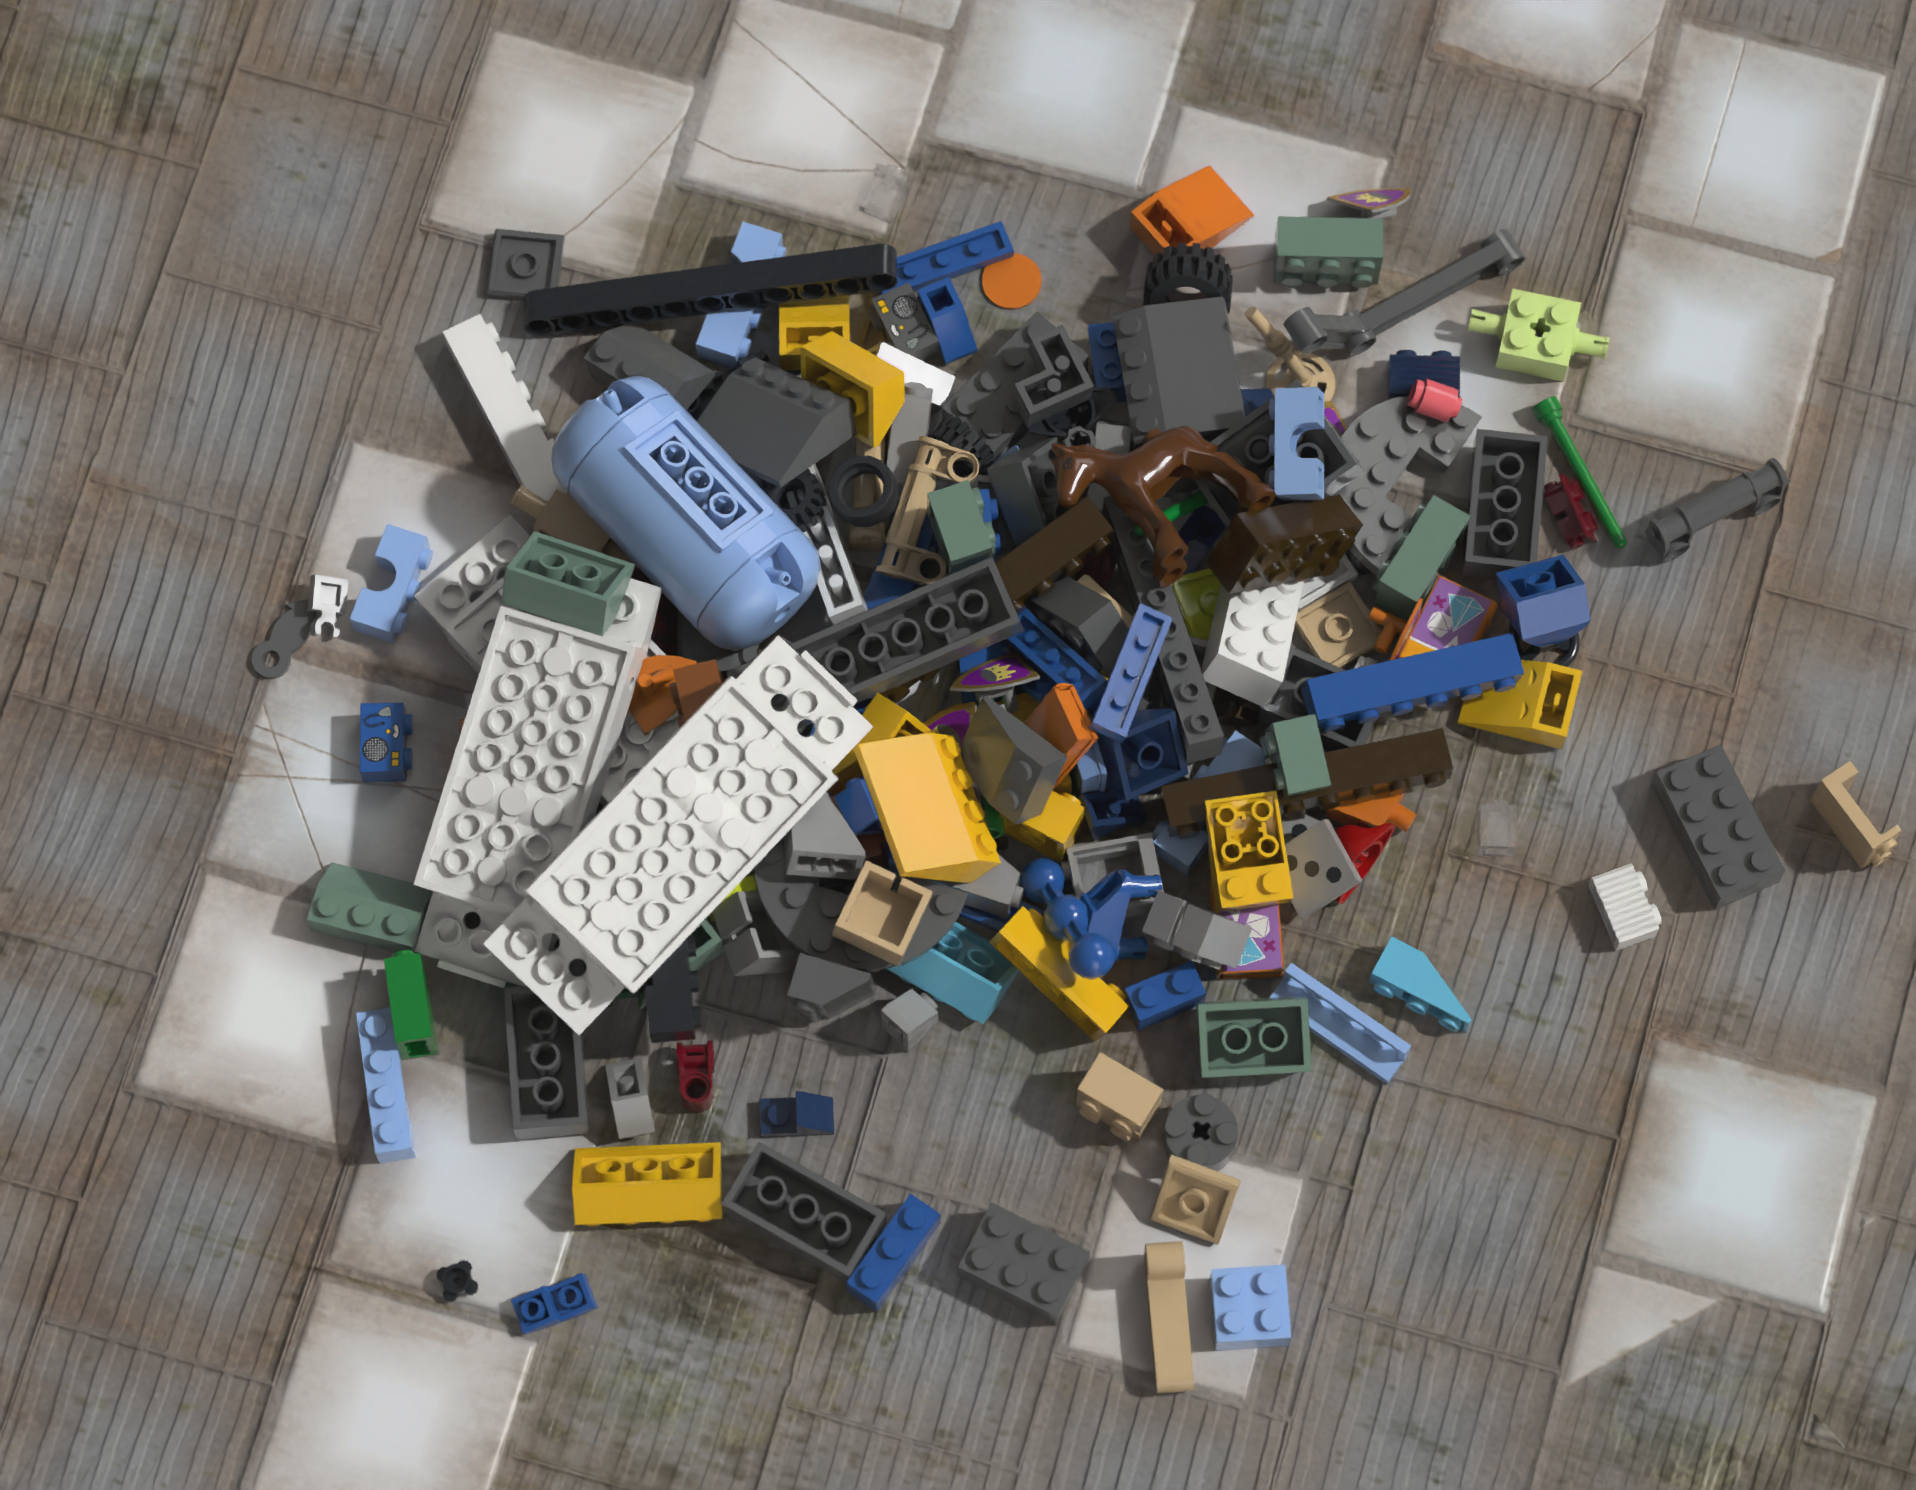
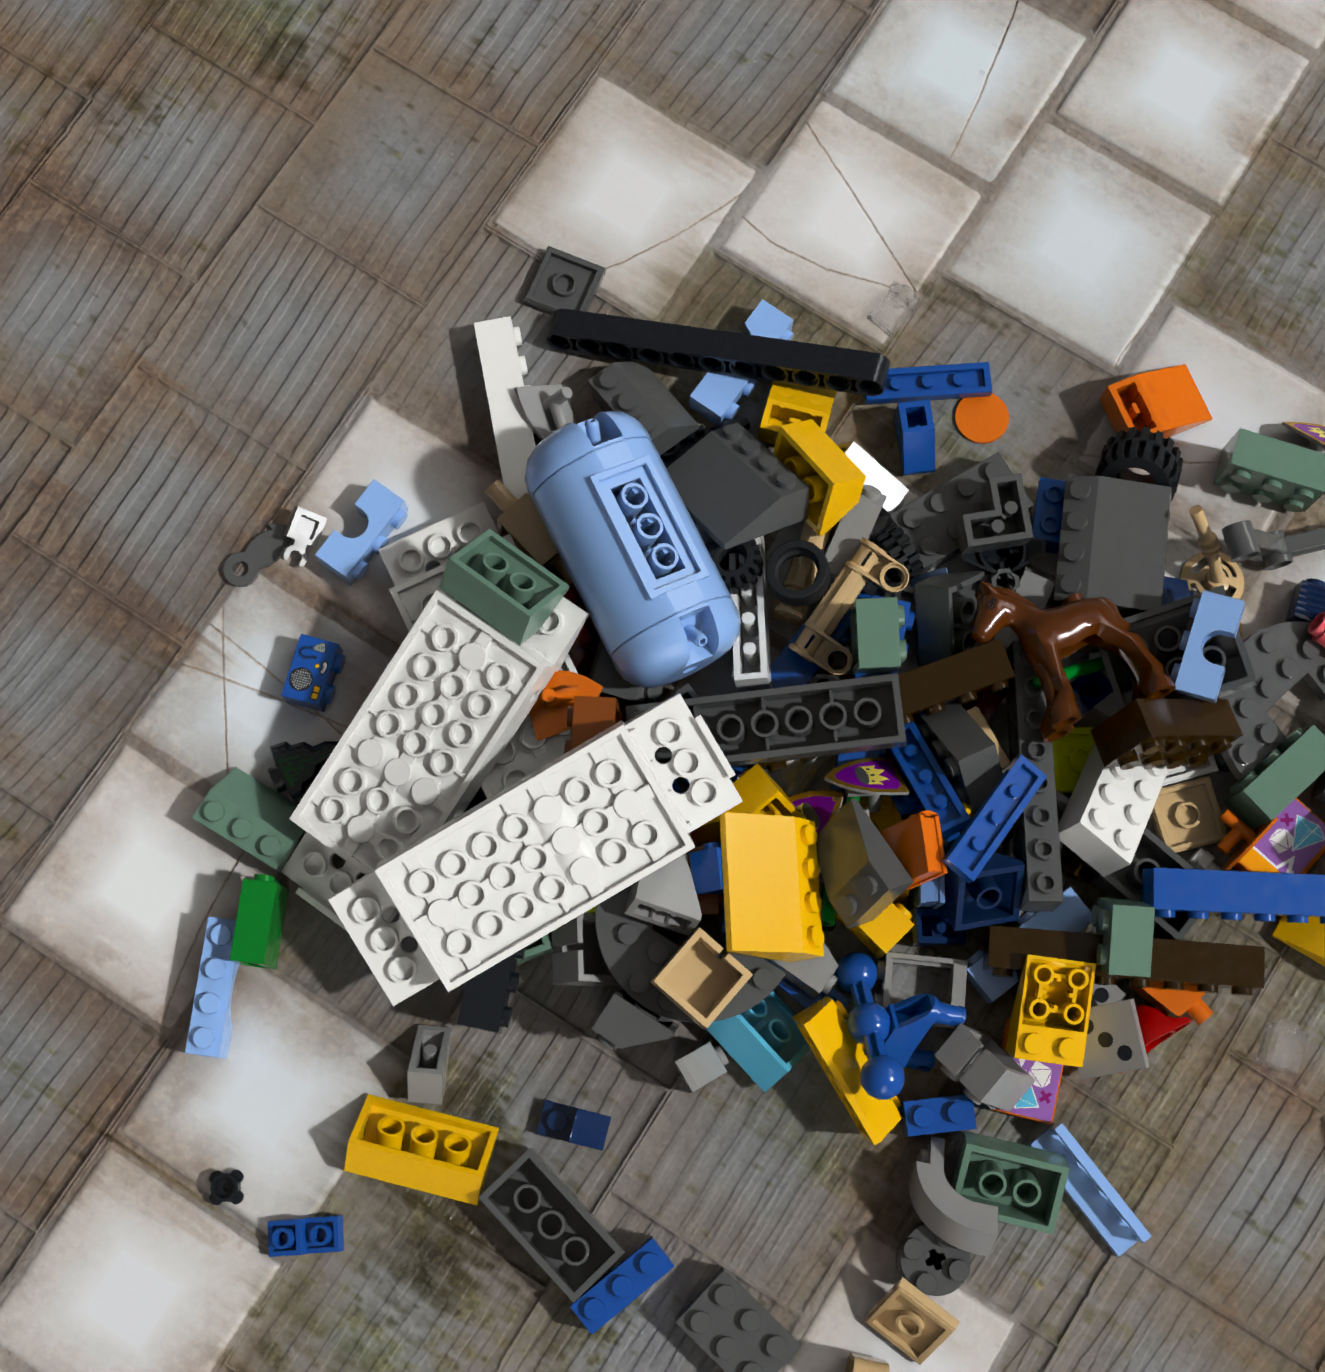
camera: 15 degrees right, 5 degrees up
(401, 841) = (298, 766): none -> black rock
(544, 1069) = (358, 1021): dark grey brick -> none
(547, 399) = (545, 407): none -> light grey shield
(696, 1068) = (495, 1057): dark red piece -> none
(904, 323) = (877, 428): dark grey brick -> none
(1118, 1098) = (869, 1204): tan piece -> none
(1199, 1077) = (944, 1211): none -> light grey arch
(1412, 977) = (1169, 1166): medium azure slope -> none

